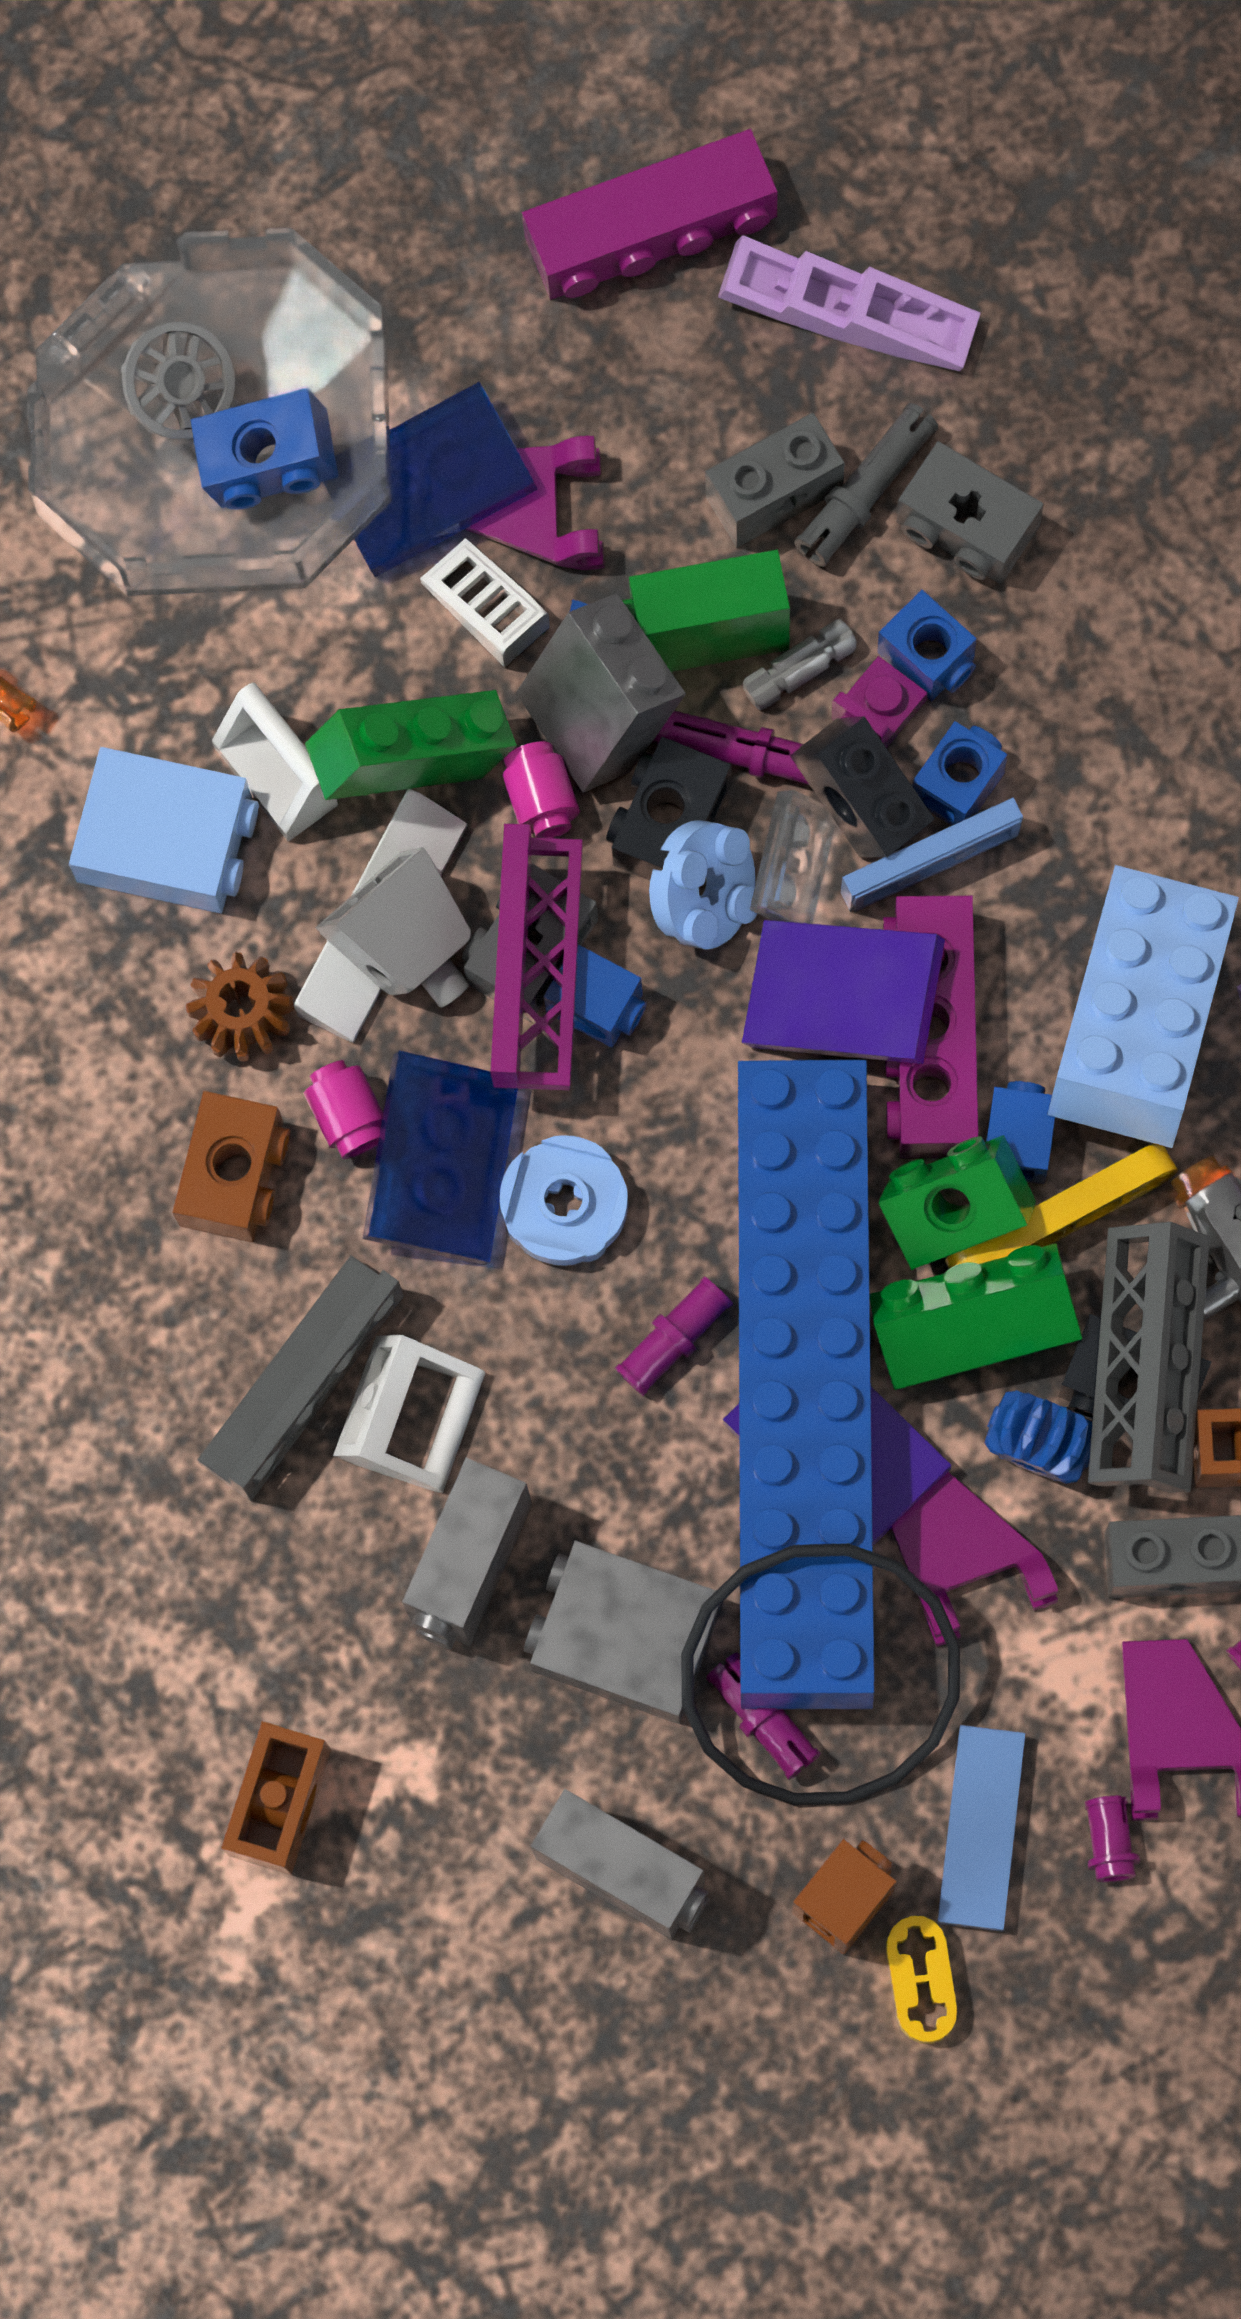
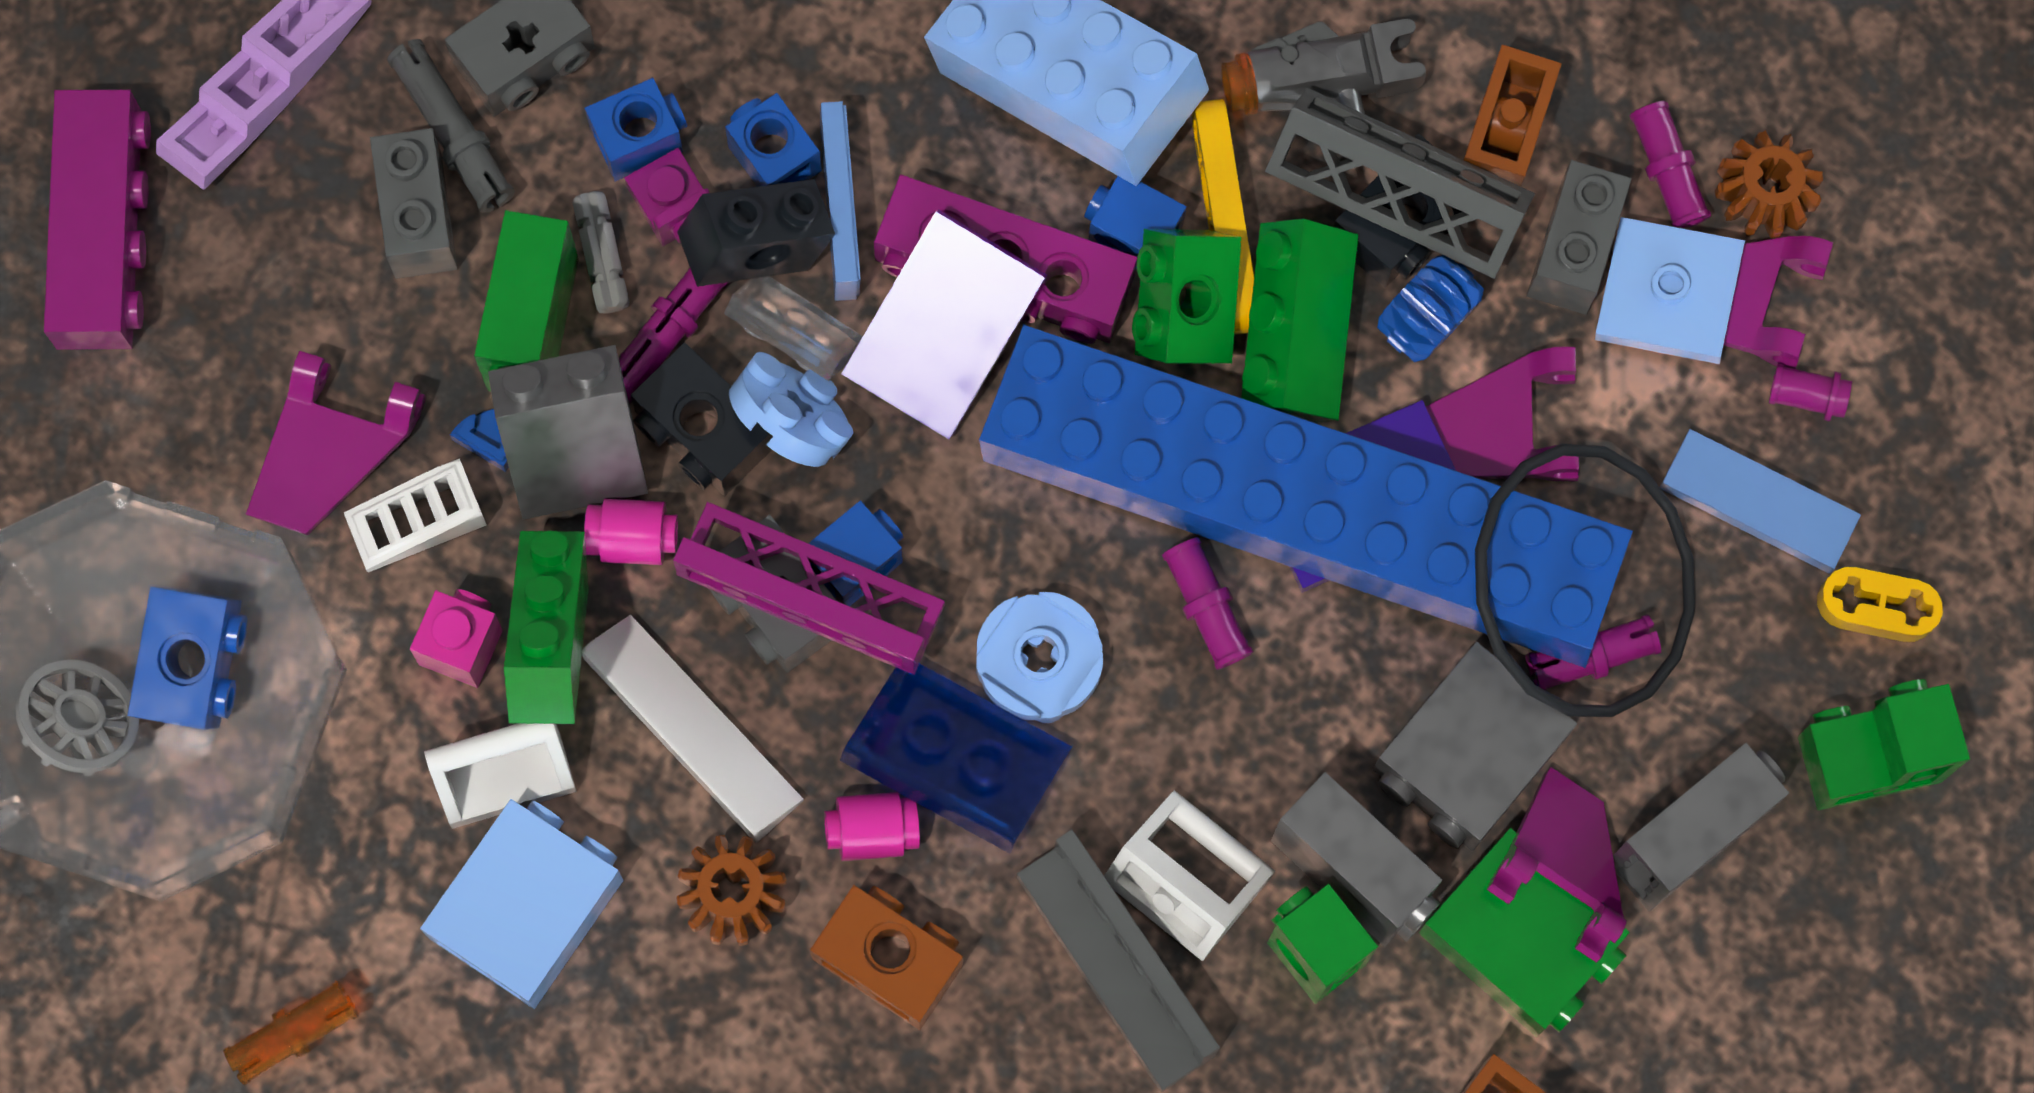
camera: 80 degrees left, 0 degrees up
(377, 1546) = (1320, 941): none -> green brick
(382, 670) = (457, 636): none -> dark pink brick
(403, 929) = (719, 704): light grey torso -> none
(445, 476) = (283, 487): clear blue tile -> none
(462, 1743) = (1520, 949): none -> green brick
(553, 1749) = (1571, 846): none -> magenta flag
(767, 2020) = (1896, 747): none -> green brick
(845, 1894) = (1794, 633): dark orange brick -> none
(1158, 1665) = (1669, 290): none -> light blue plate

